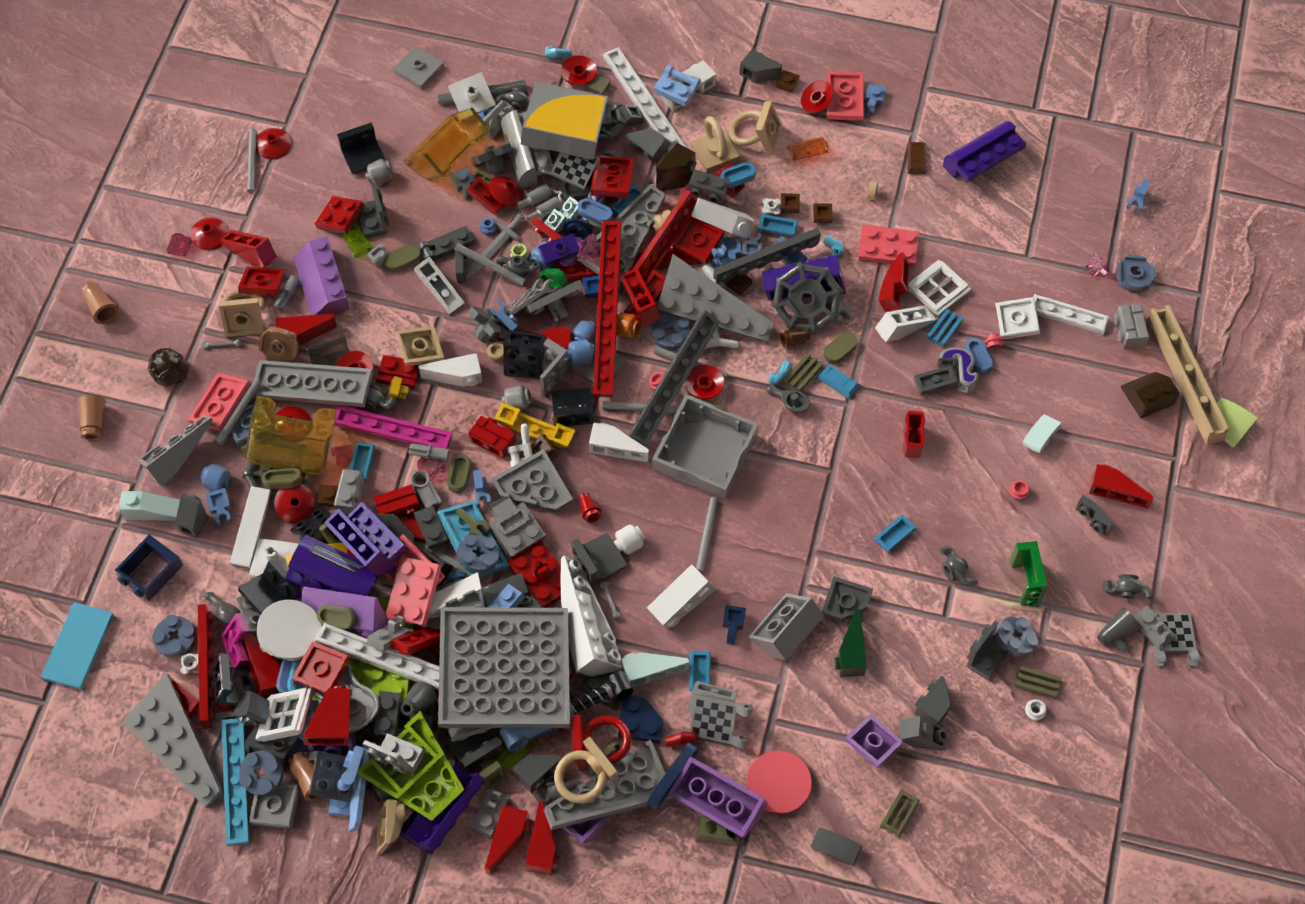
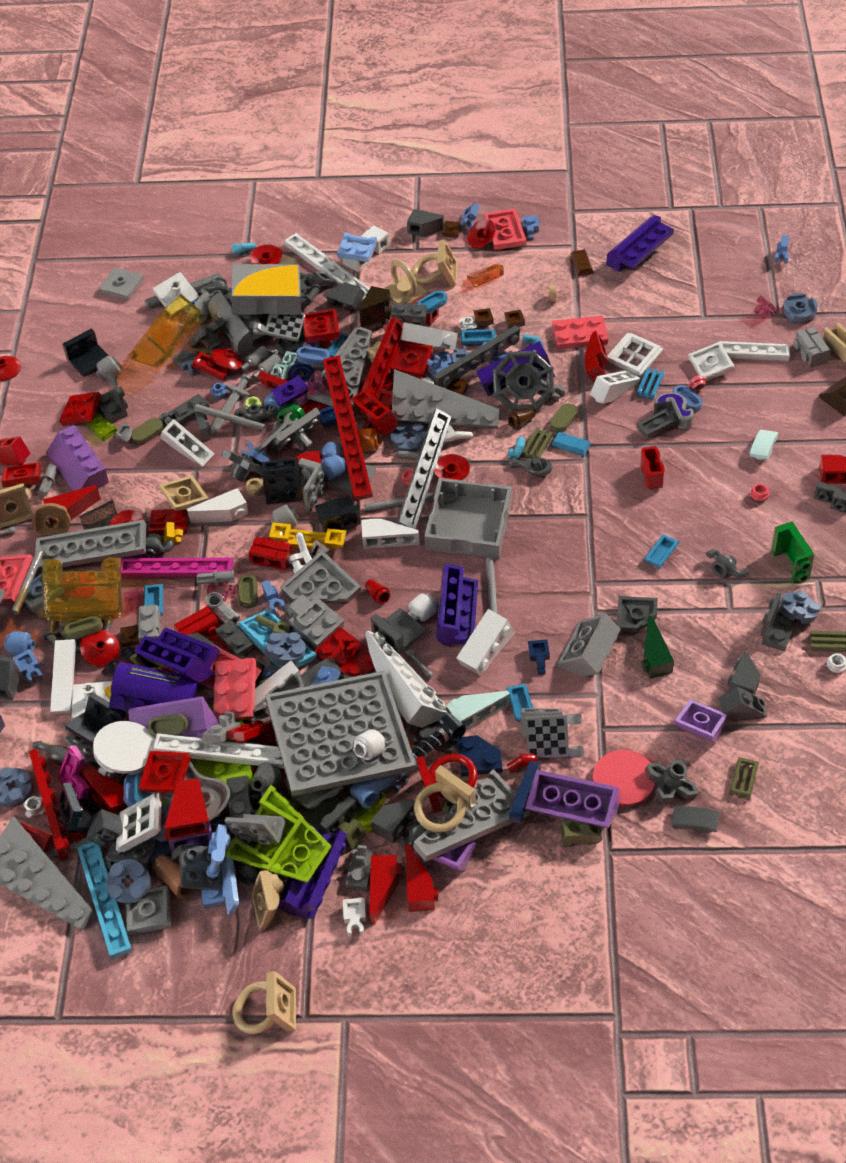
camera: 10 degrees left, 10 degrees down
(471, 859) = (354, 914): none -> white plate
(527, 692) = (369, 744): none -> white head
(663, 548) = (456, 606): none -> dark purple brick
(811, 68) = (469, 215): none -> medium blue plate
(825, 799) = (671, 781): none -> dark grey plant

